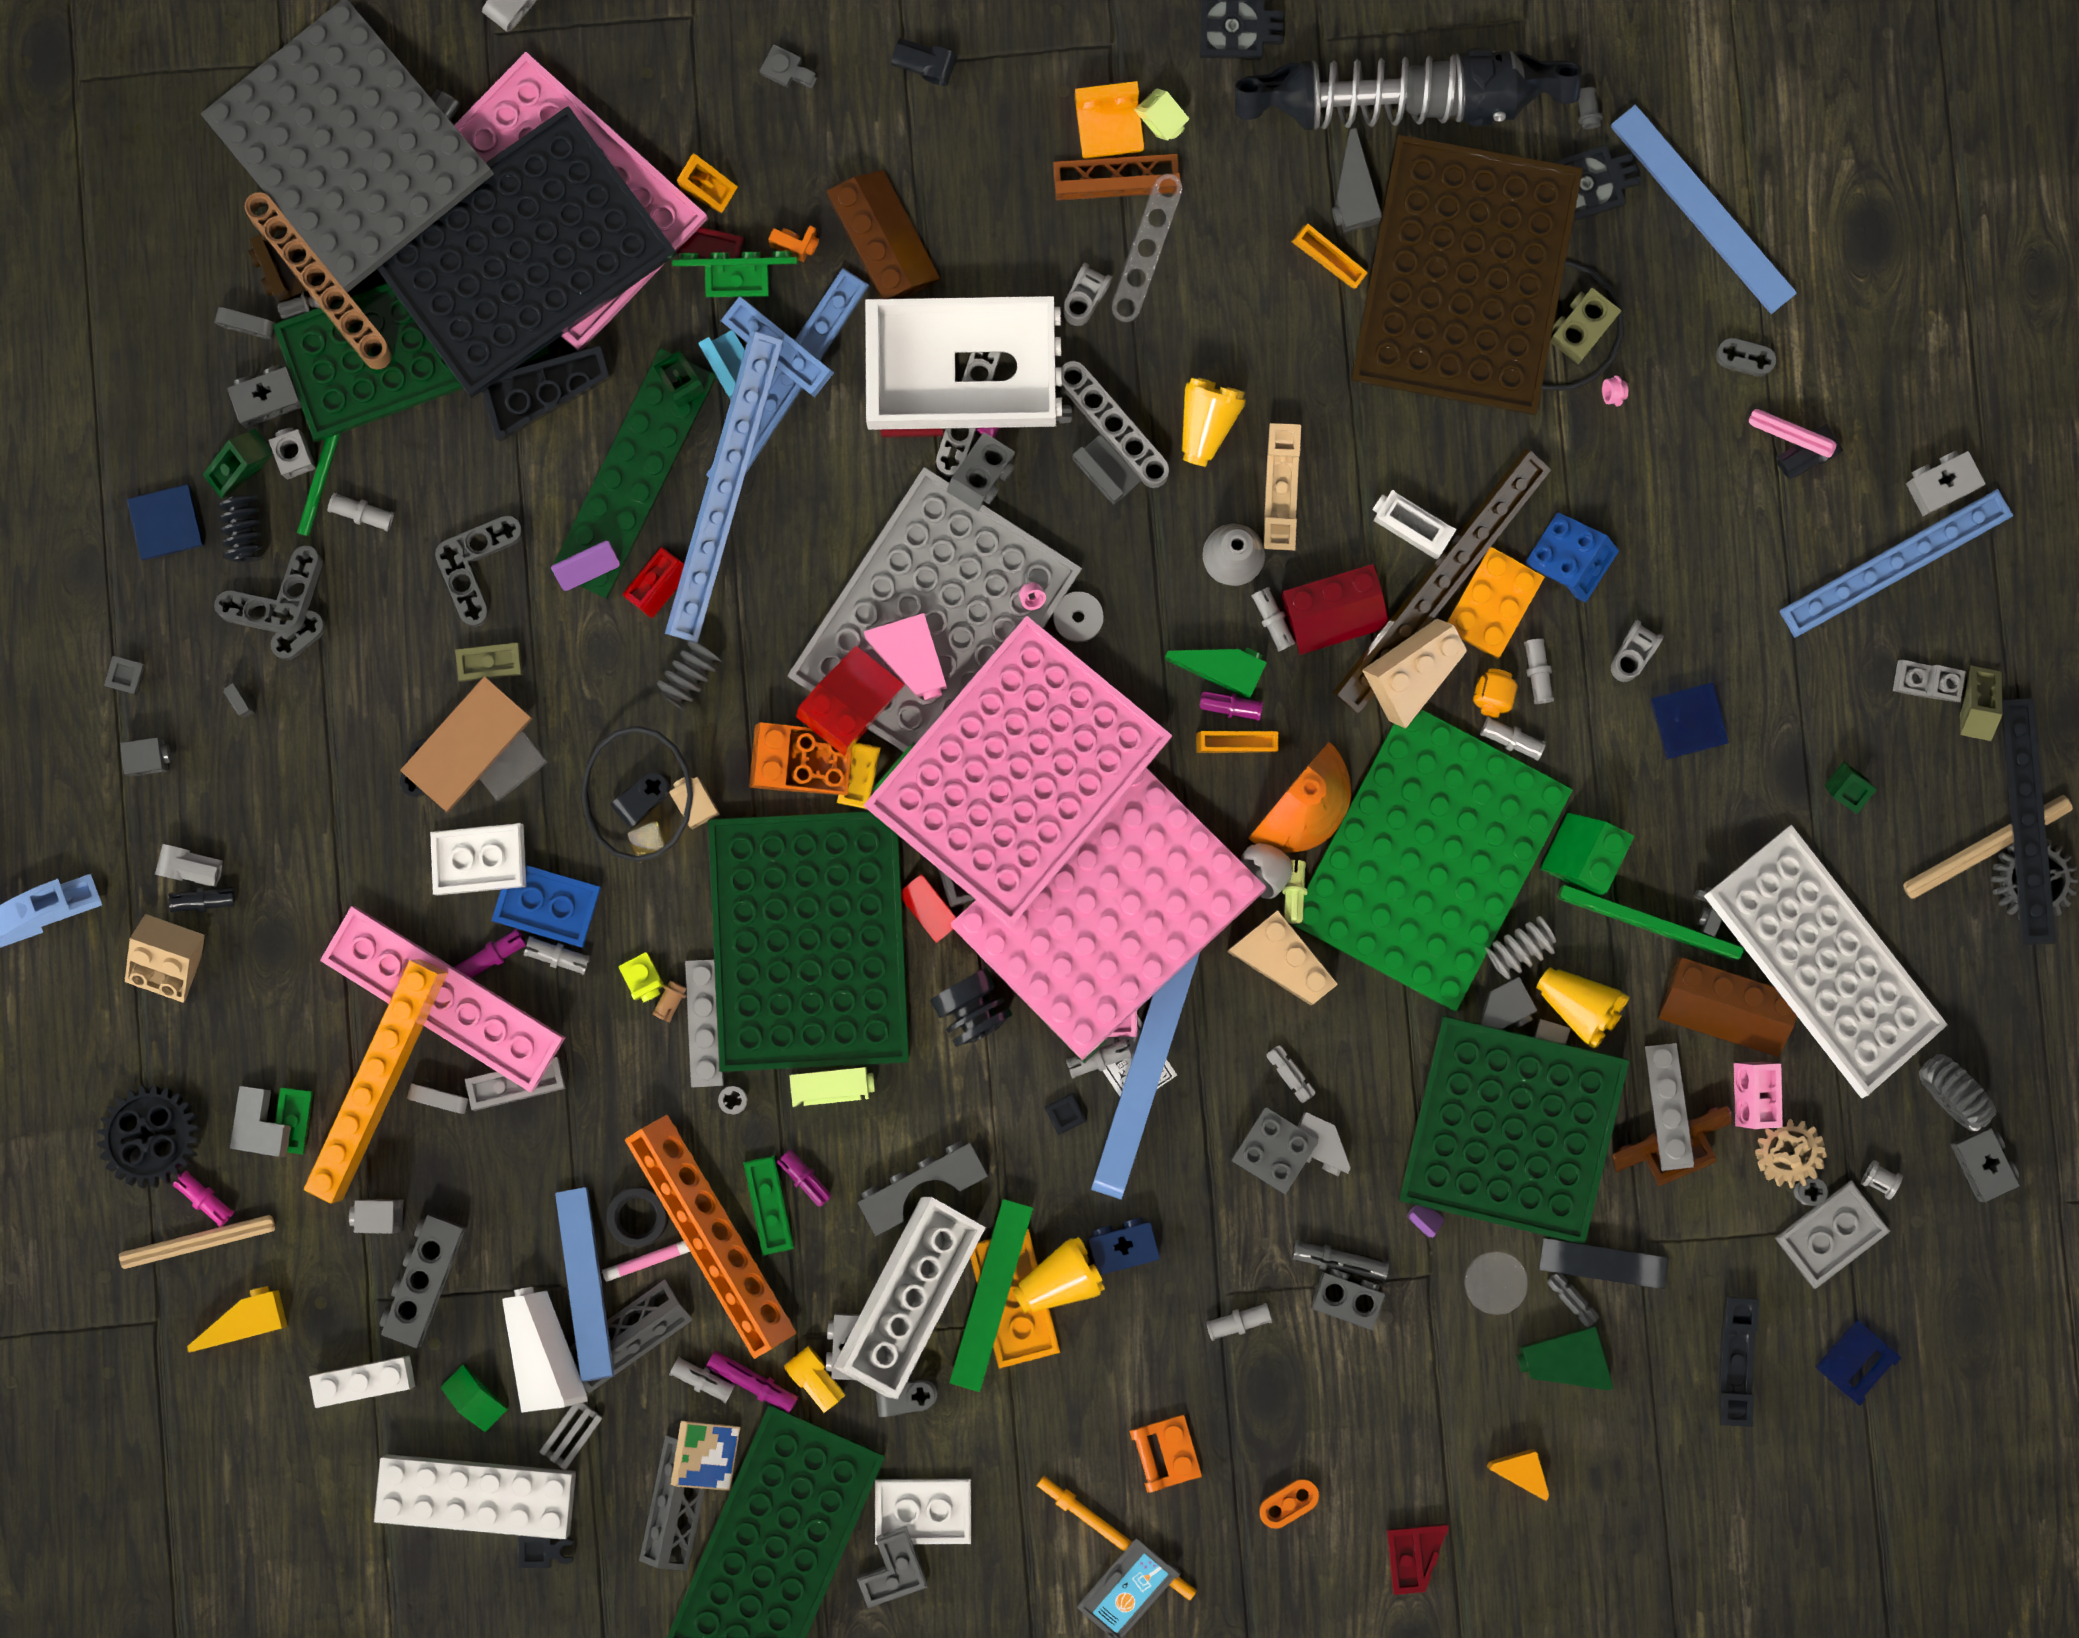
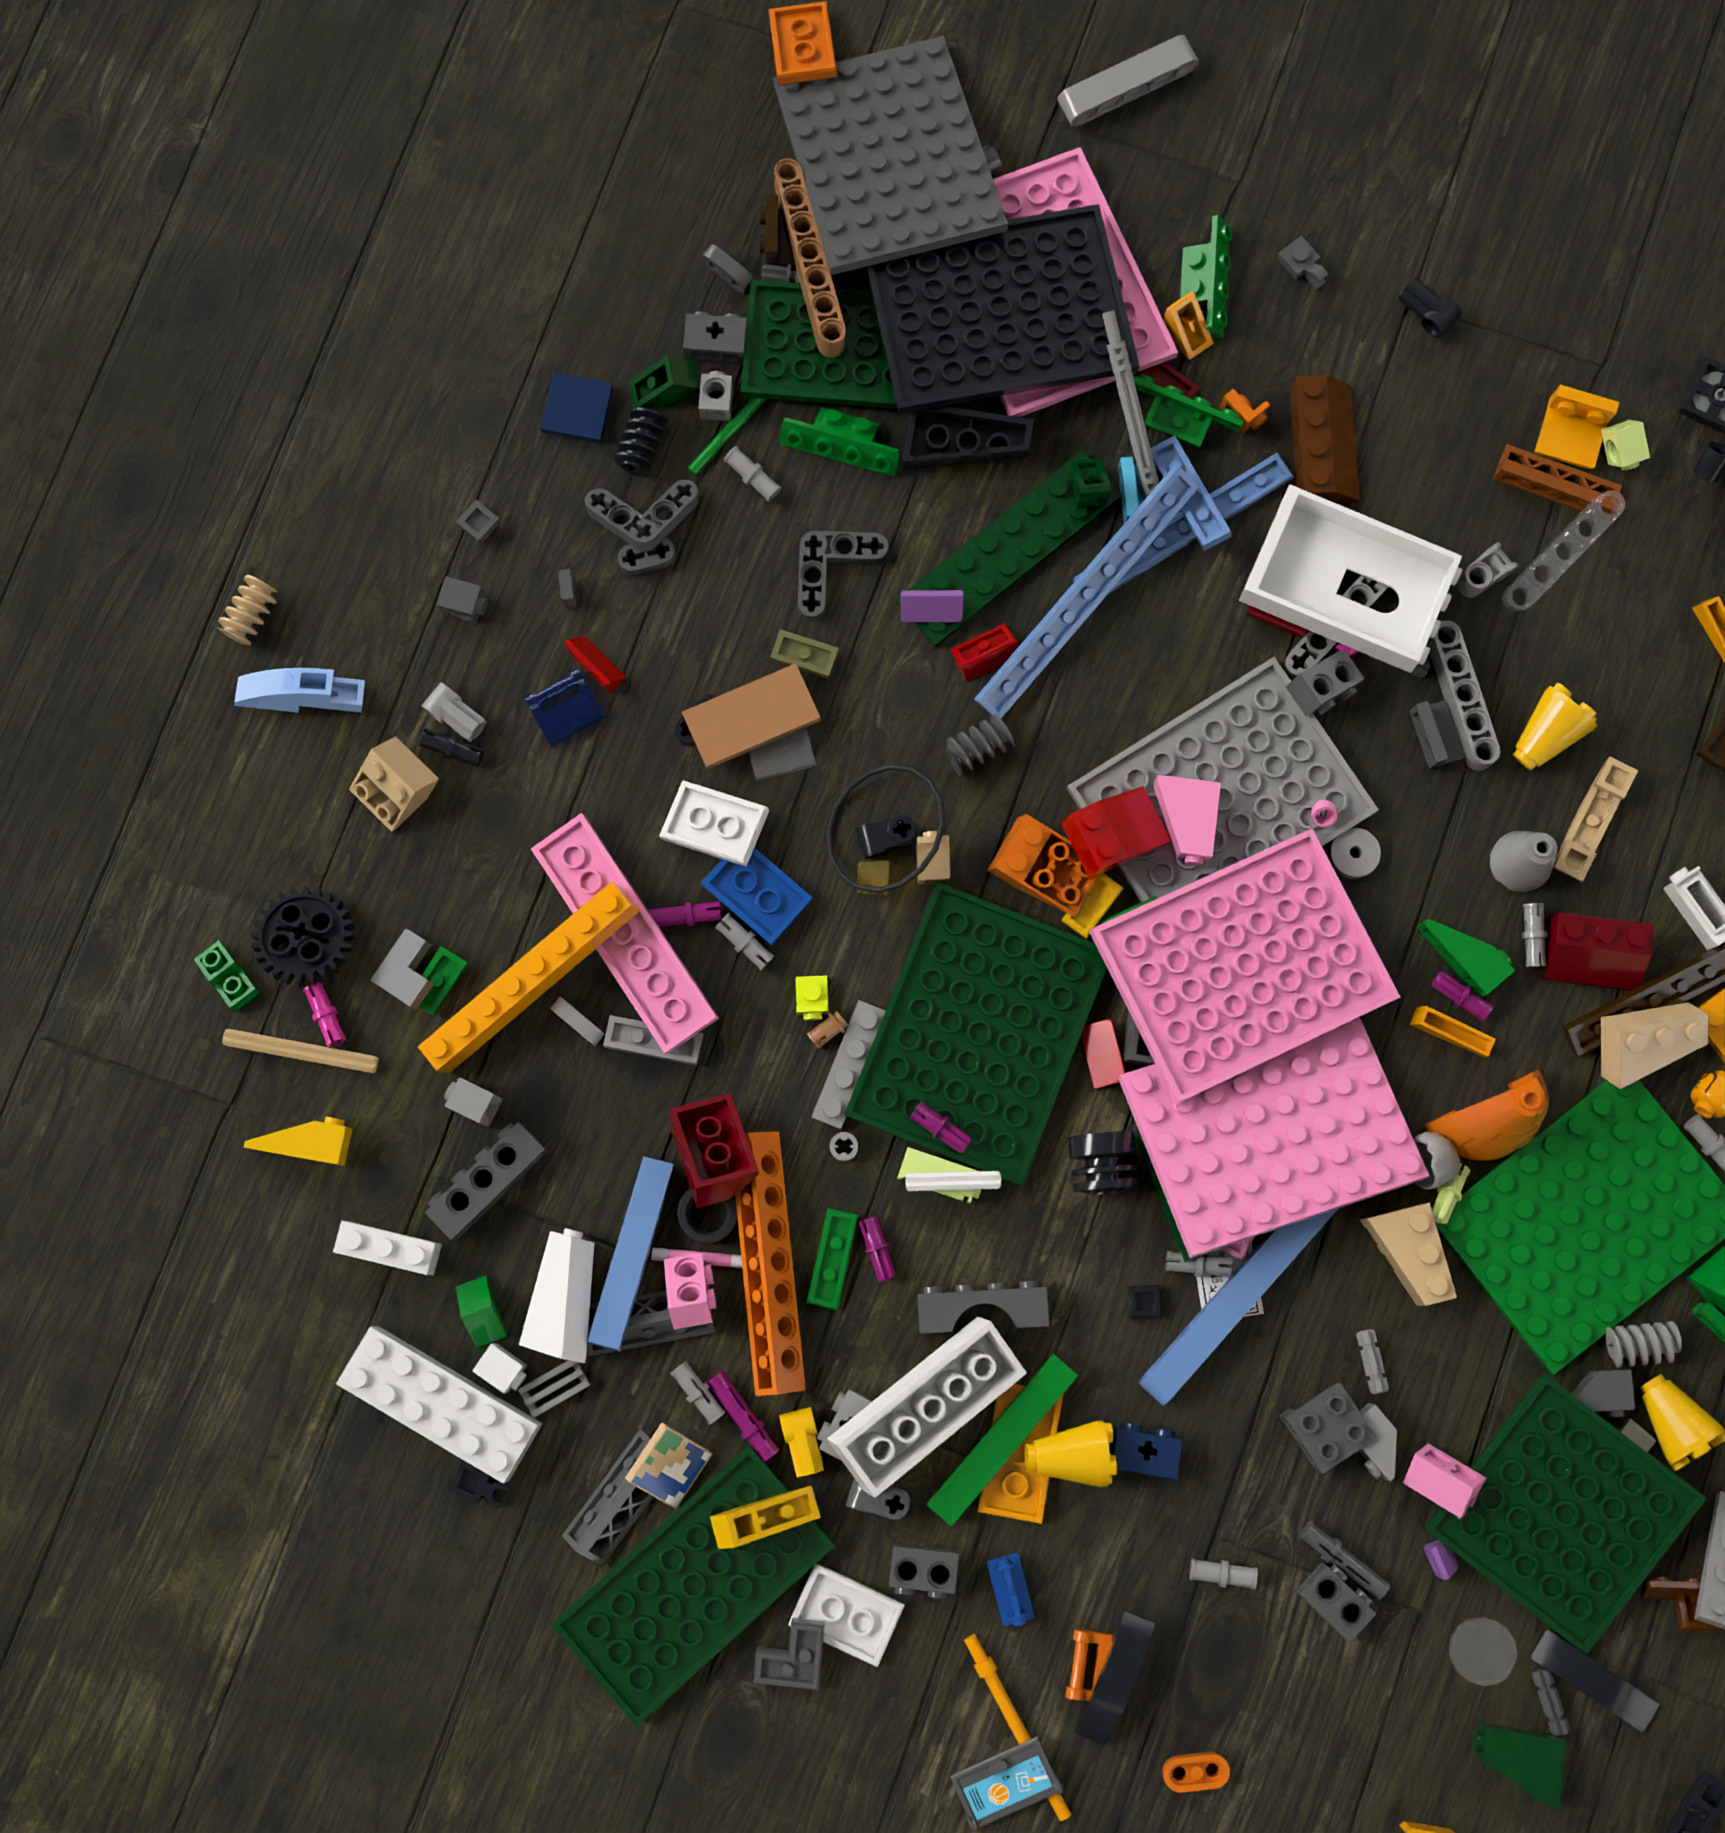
camera: 25 degrees right, 5 degrees down
(96, 1205) = (226, 976): none -> green slope
(213, 66) = (802, 43): none -> orange tile
(296, 819) = (569, 715): none -> clear blue plate
(297, 758) = (595, 662): none -> red slope
(429, 439) = (841, 439): none -> green bracket
(515, 1440) = (501, 1369): none -> white brick
(614, 1158) = (712, 1149): none -> dark red slope
(651, 1294) = (688, 1290): none -> bright pink brick
(660, 263) = (1130, 404): none -> light grey axle
(701, 123) = (1206, 275): none -> green bracket
(811, 1044) = (941, 1128): none -> magenta axle
(811, 1460) = (764, 1517): none -> yellow slope
(843, 1087) = (953, 1181): none -> white axle
(969, 1432) = (924, 1559): none -> dark grey brick
(1058, 1422) = (1010, 1590): none -> blue hinge
(1183, 1455) = (1116, 1678): none -> black slope
(1395, 1150) = (1444, 1480): none -> bright pink hinge

